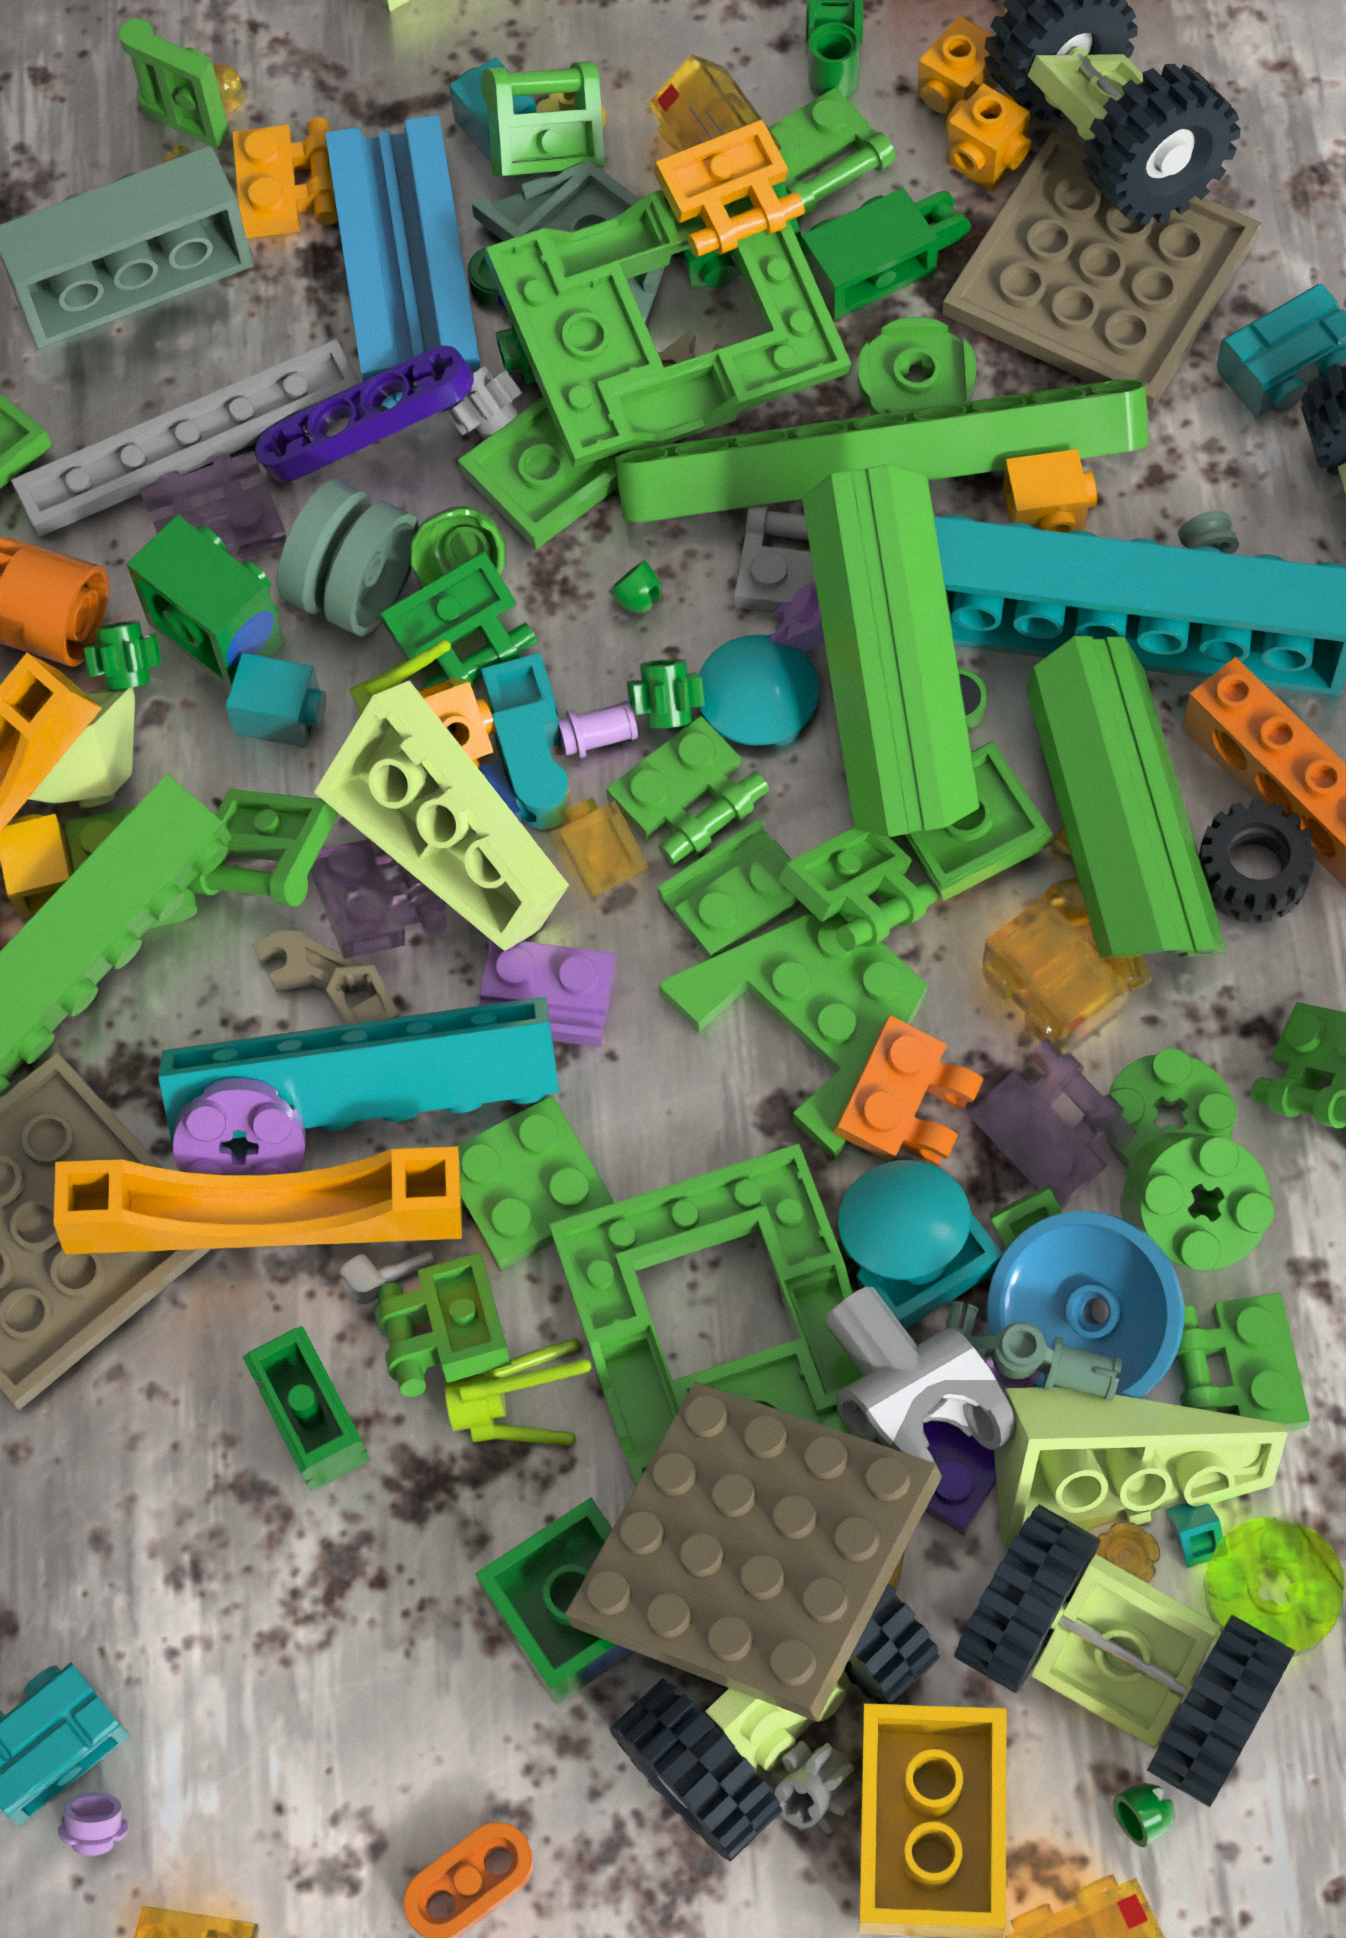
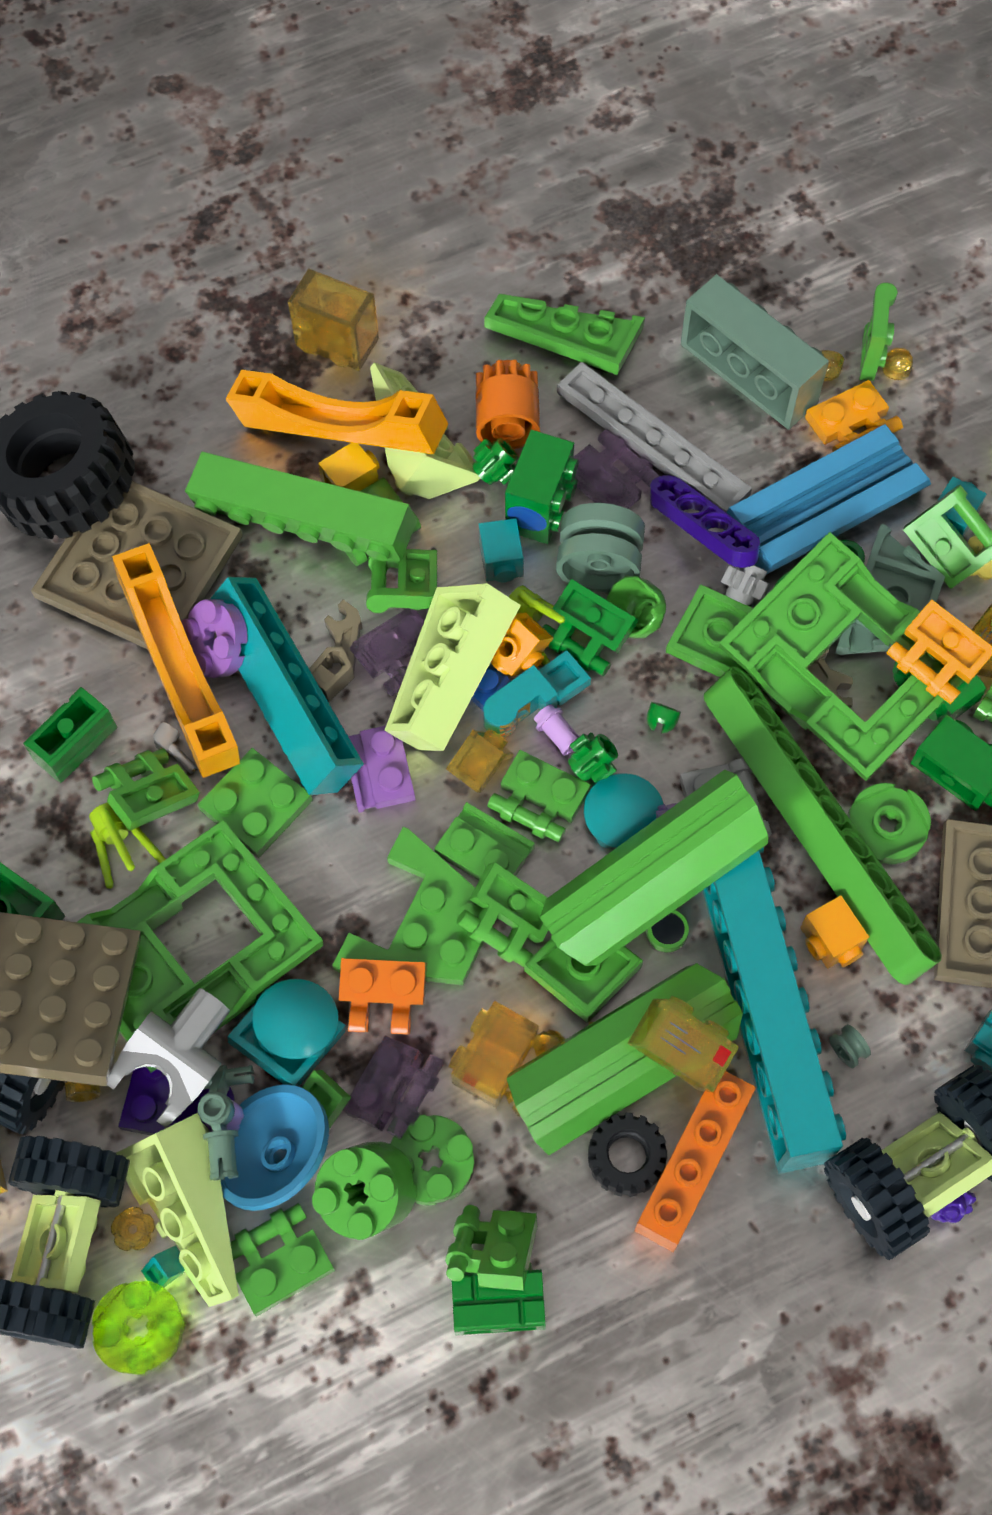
camera: 65 degrees right, 0 degrees up
(1152, 711) = (683, 1043): none -> clear yellow brick

